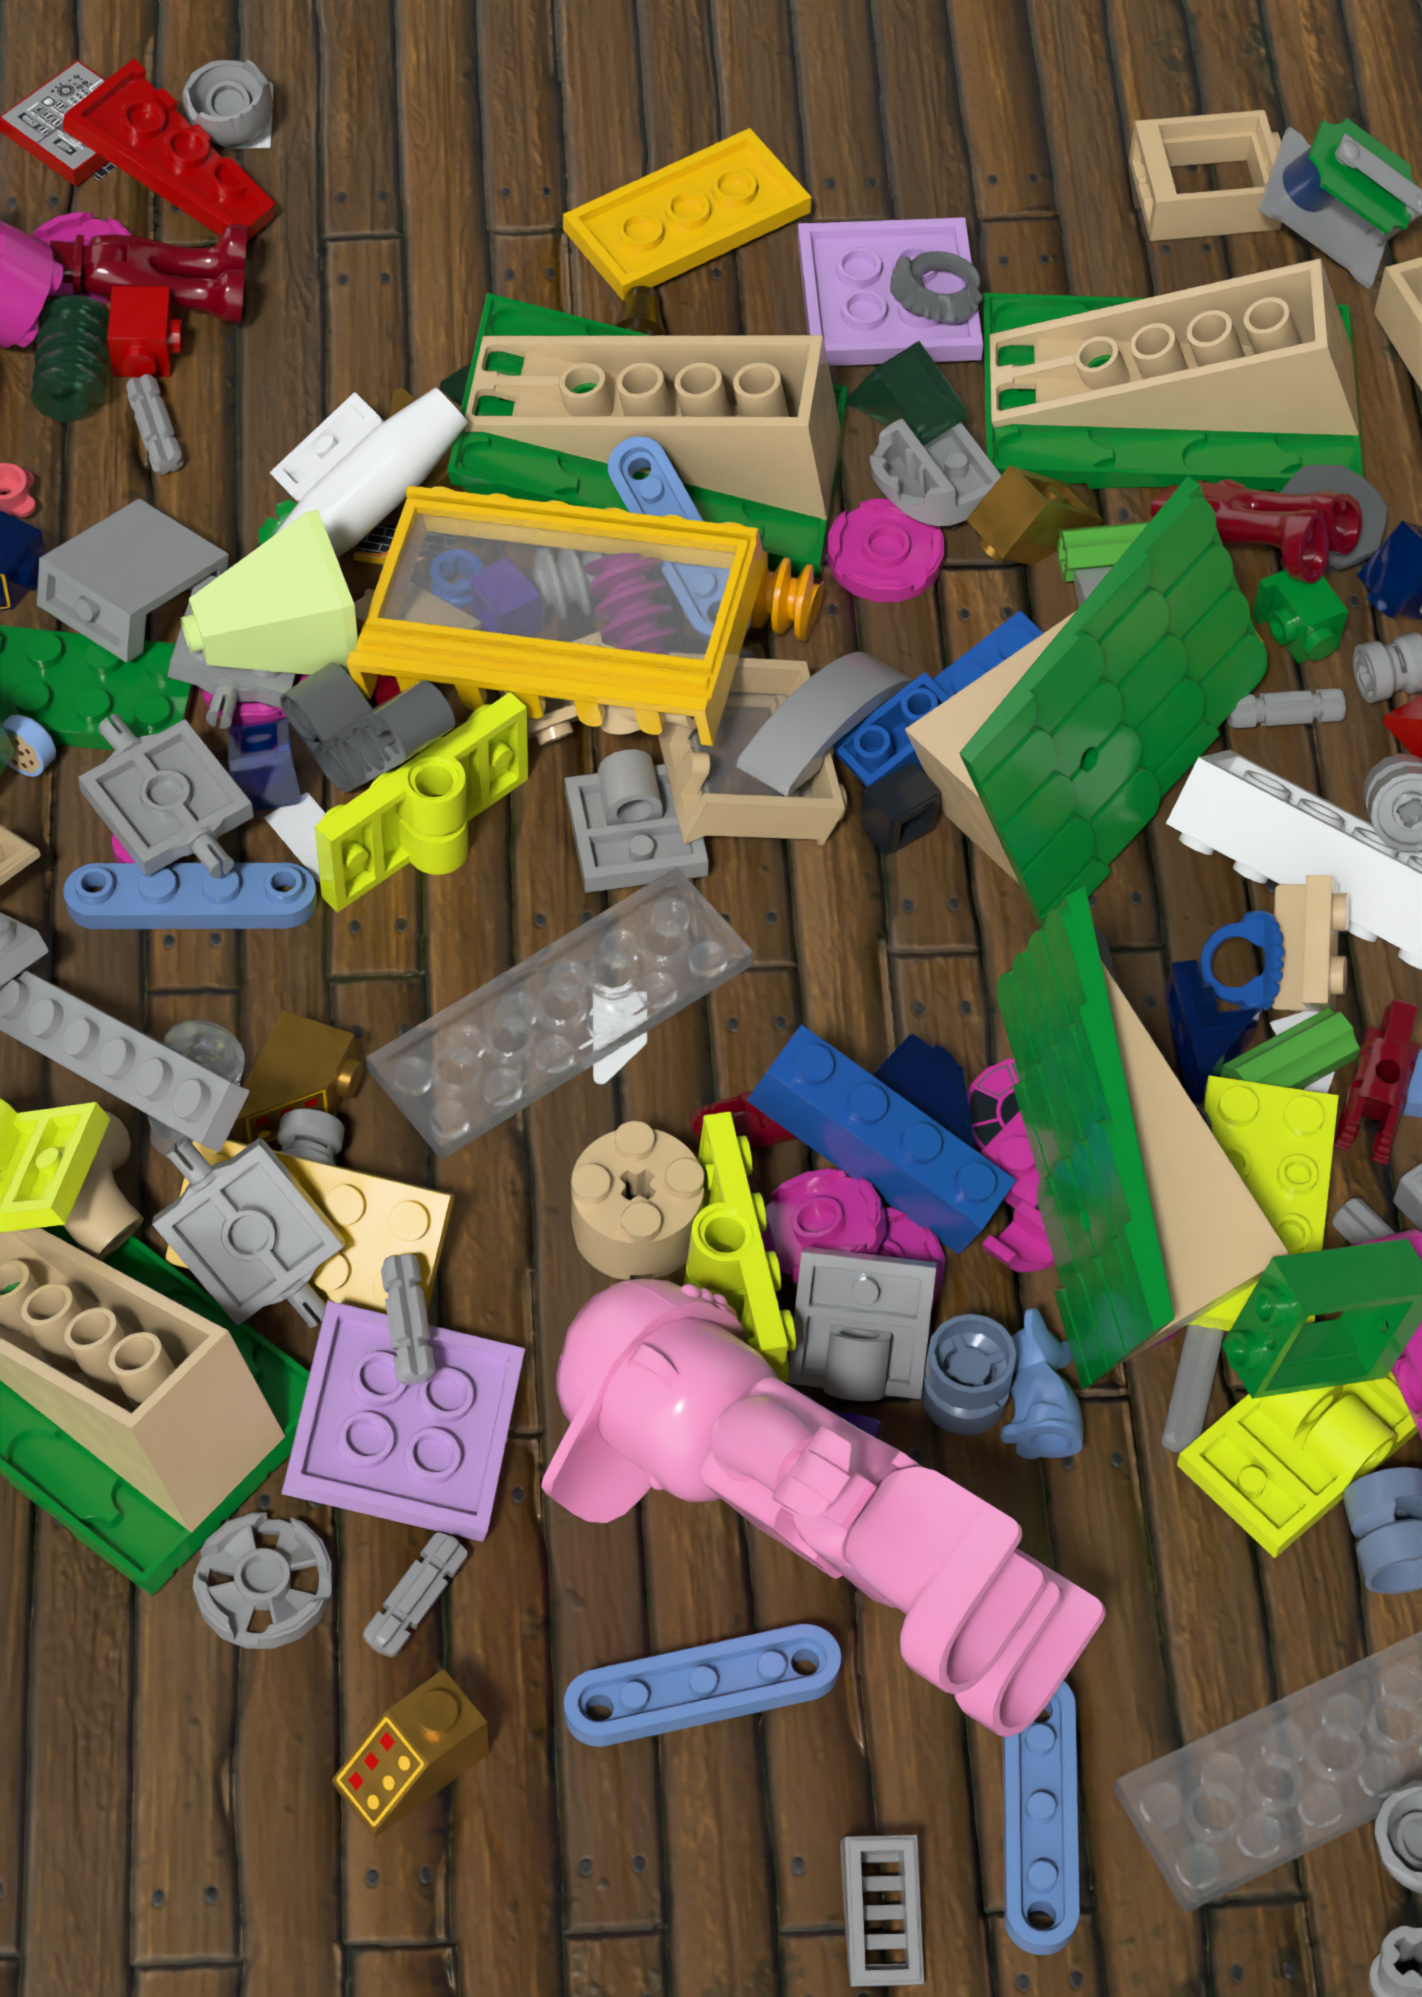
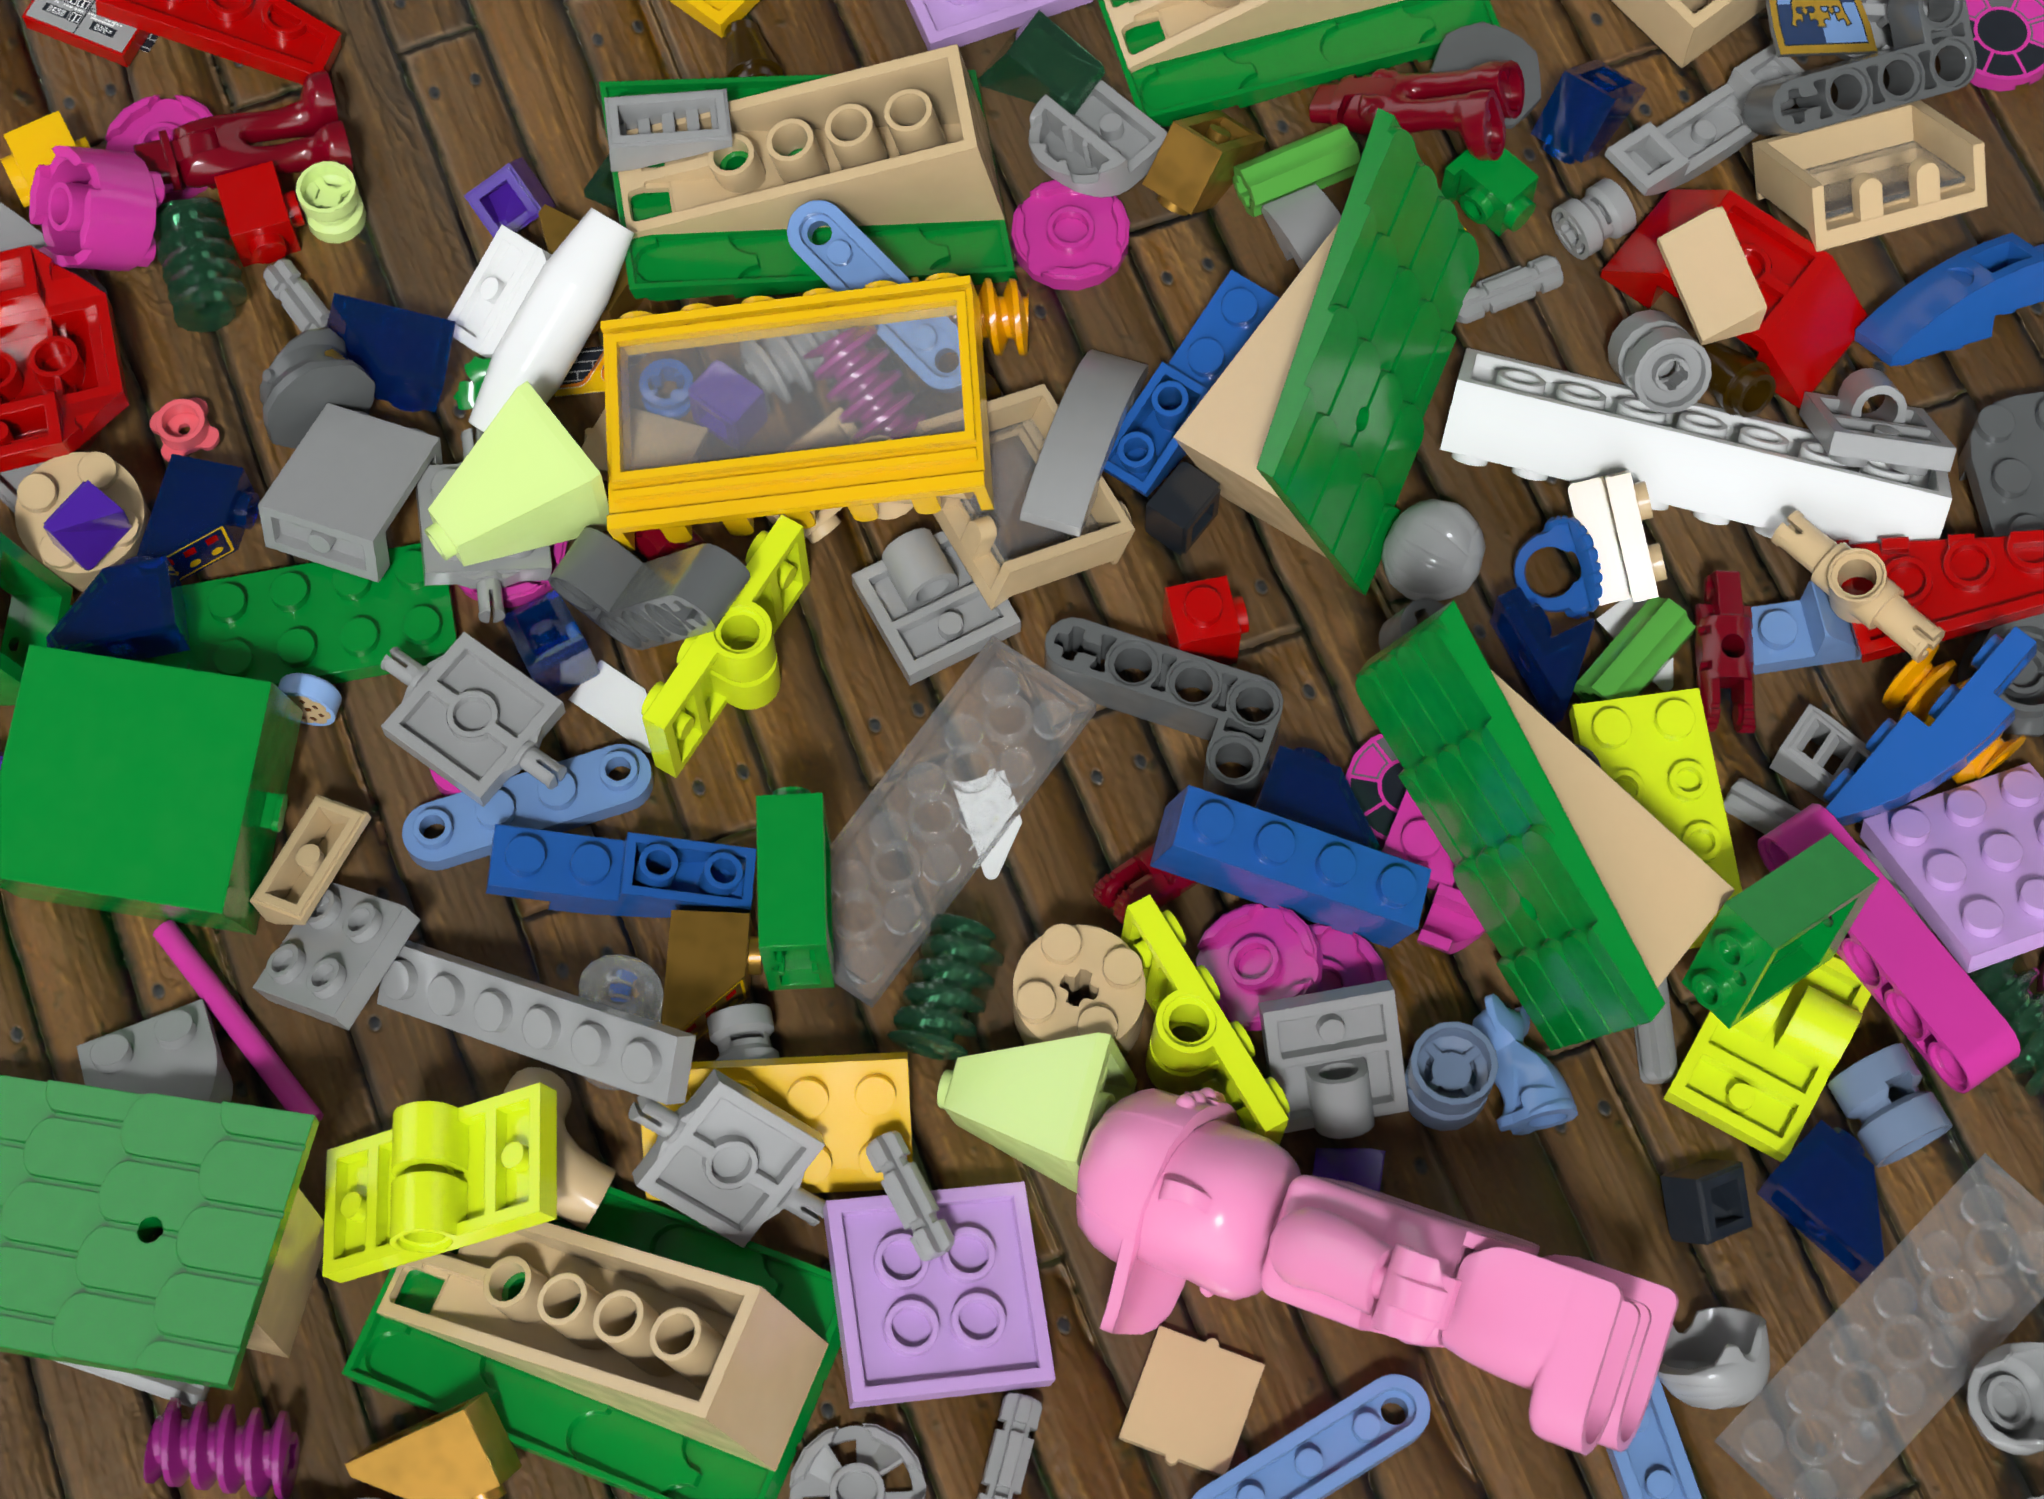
camera: 15 degrees left, 10 degrees up
(129, 469) = (304, 379): none -> dark grey hat
(211, 339) = (331, 202): none -> yellowish green wheel
(217, 473) = (397, 347): none -> clear blue slope
(244, 973) = (620, 877): none -> blue slope
(374, 376) = (509, 198): none -> dark purple slope
(399, 1018) = (794, 889): none -> green window
(497, 347) = (649, 148): none -> light grey slope
(515, 1157) = (946, 988): none -> clear green piece
(554, 1266) = (1039, 1099): none -> yellowish green slope
(613, 1597) = (1191, 1402): none -> tan piece
(771, 912) = (1157, 697): none -> dark grey beam
(881, 912) = (1205, 619): none -> red brick
(1134, 910) = (1433, 551): none -> light grey hair
(1140, 1713) = (1717, 1359): none -> light grey hair
(1184, 1568) = (1706, 1201): none -> black slope
(1305, 1594) = (1831, 1198): none -> clear blue slope

